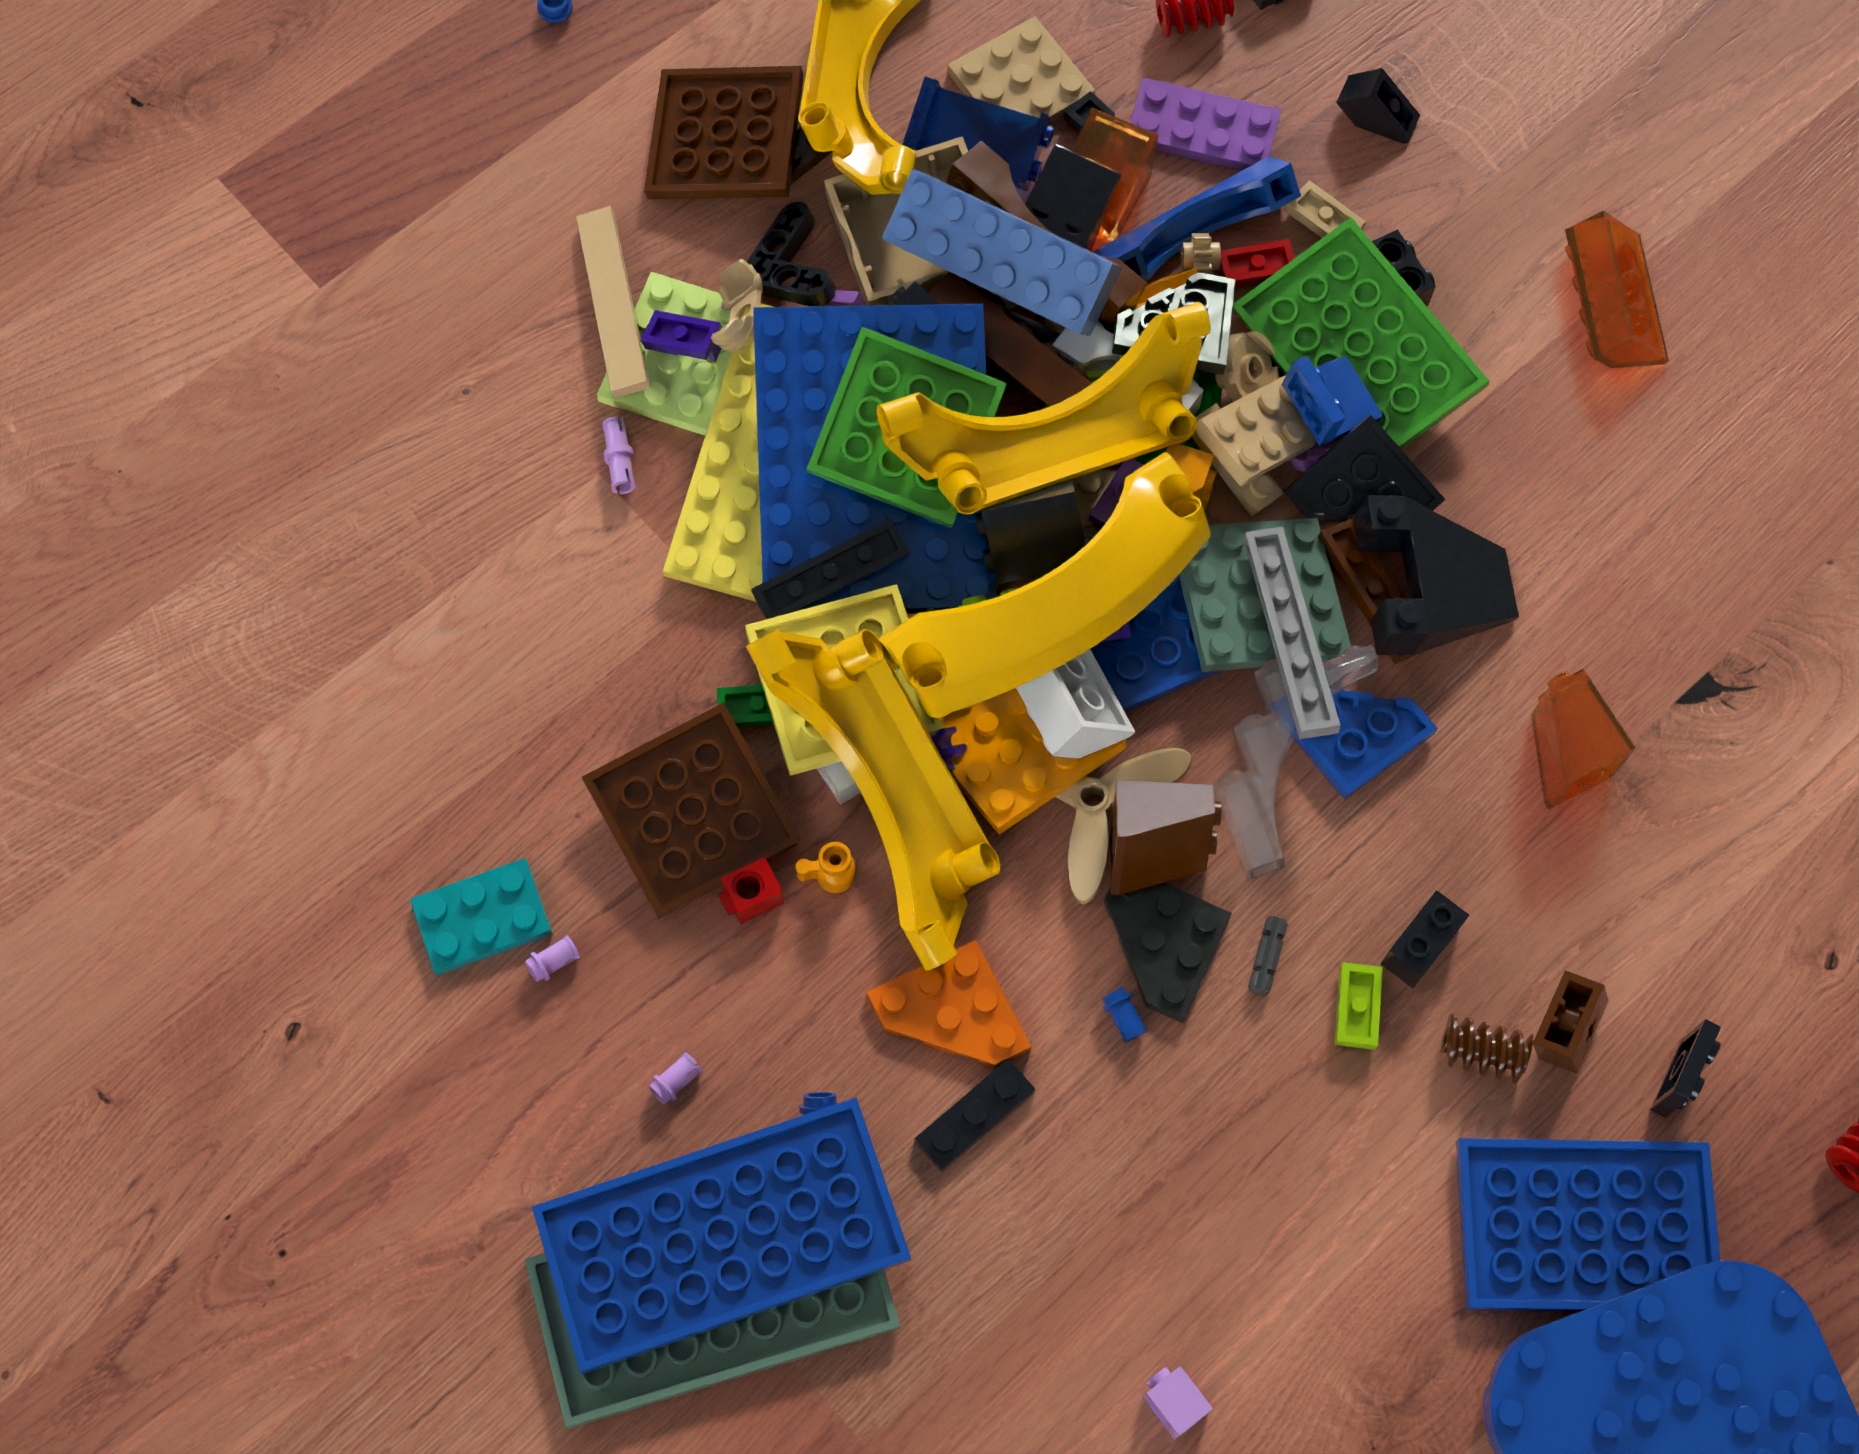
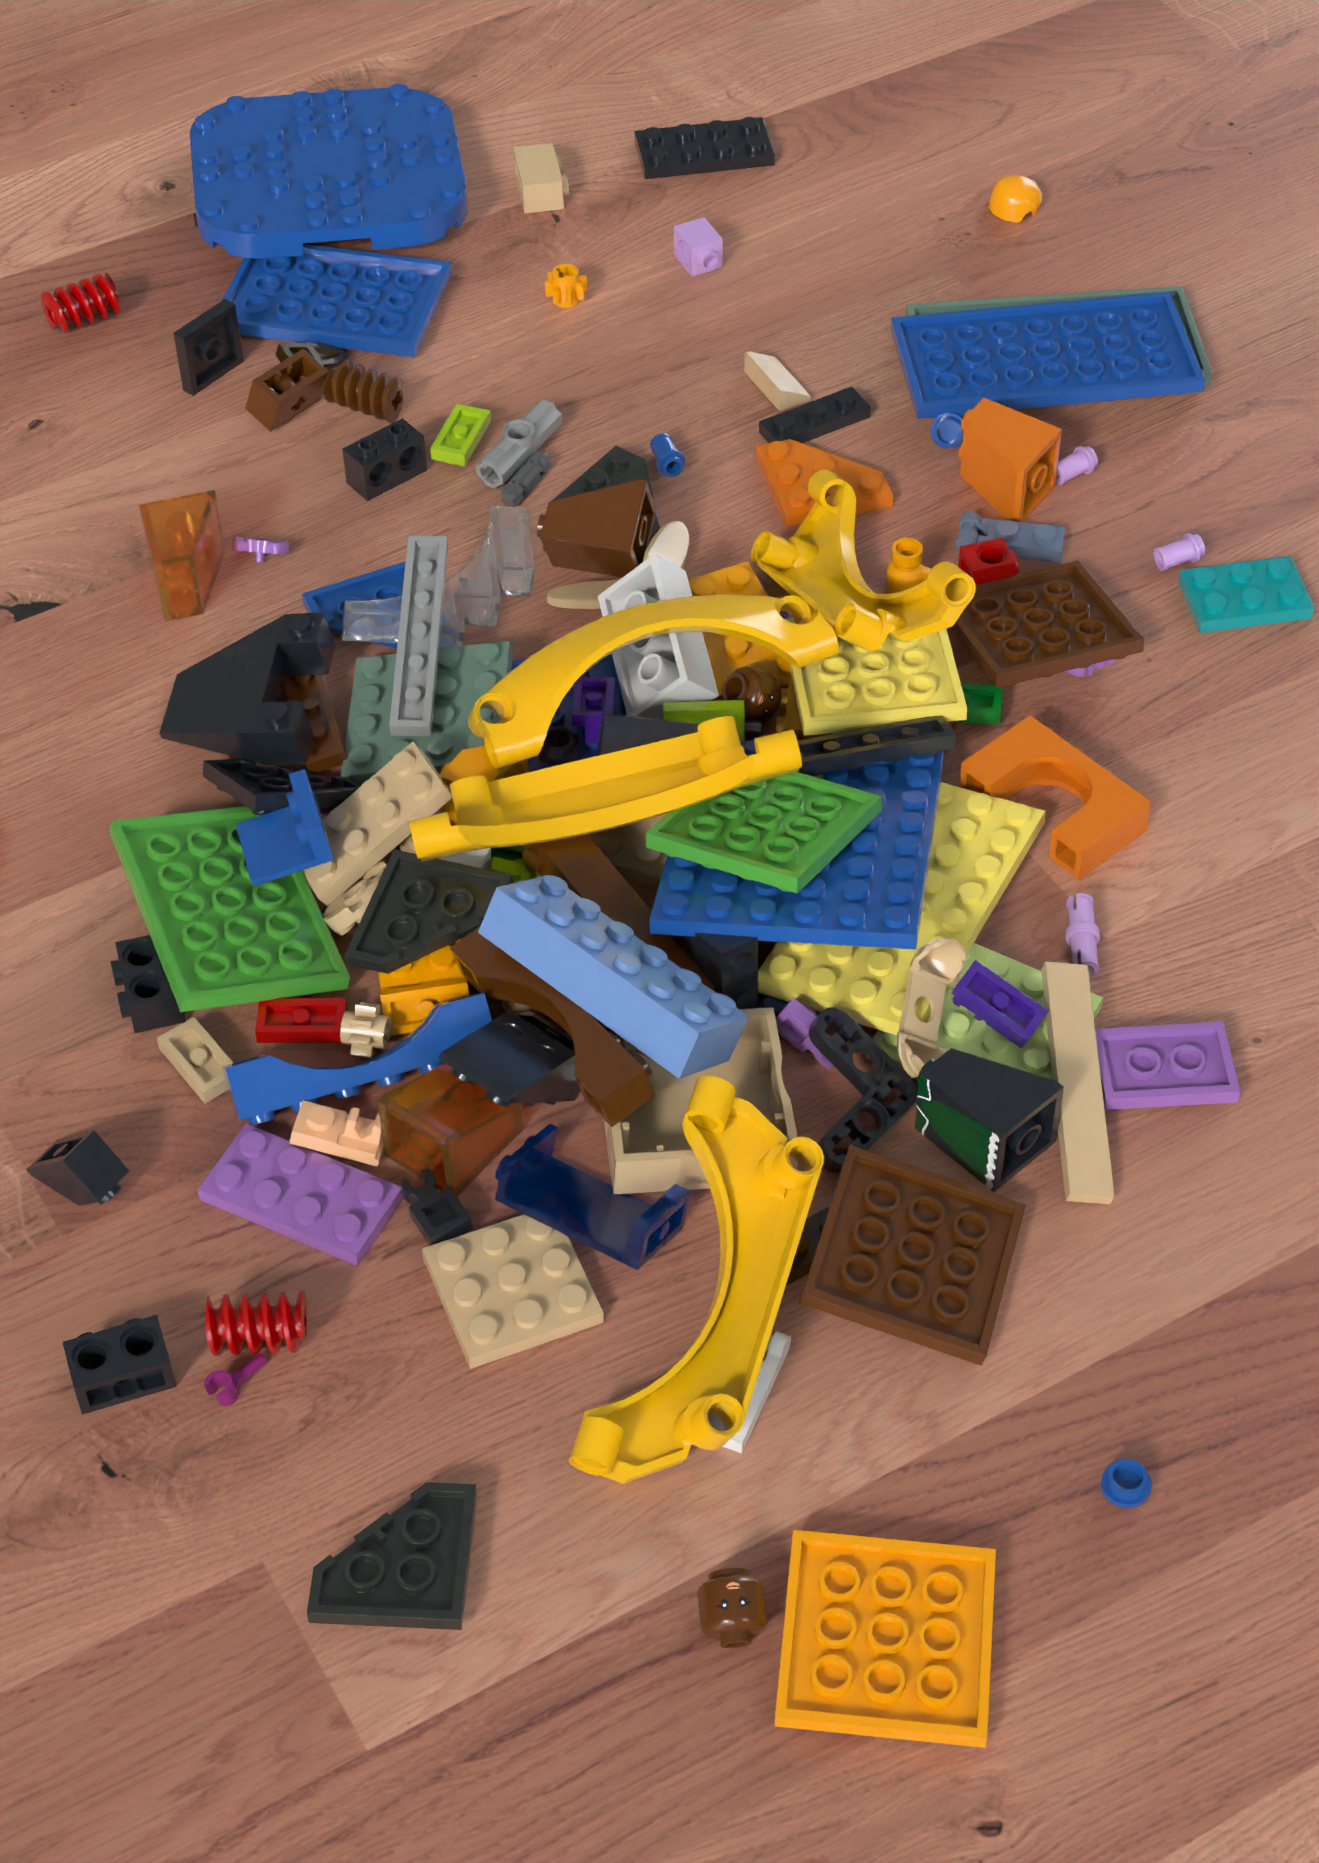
camera: 165 degrees left, 20 degrees down
(541, 337) = (1166, 1066): none -> medium lavender plate
(678, 645) = (1037, 756): none -> orange arch
(679, 240) = (987, 1114): none -> black slope
(732, 956) = (1027, 540): none -> sand blue plate
(745, 1038) = (1009, 458): none -> orange slope
(1031, 1172) = (774, 381): none -> tan slope
(1189, 168) = (338, 1133): none -> light nougat plate
(1283, 1019) = (518, 443): none -> light grey piece
(1329, 1288) = (566, 285): none -> light orange gear
(1508, 799) = (260, 546): none -> medium lavender piece
(1571, 1107) = (324, 354): none -> dark brown plate

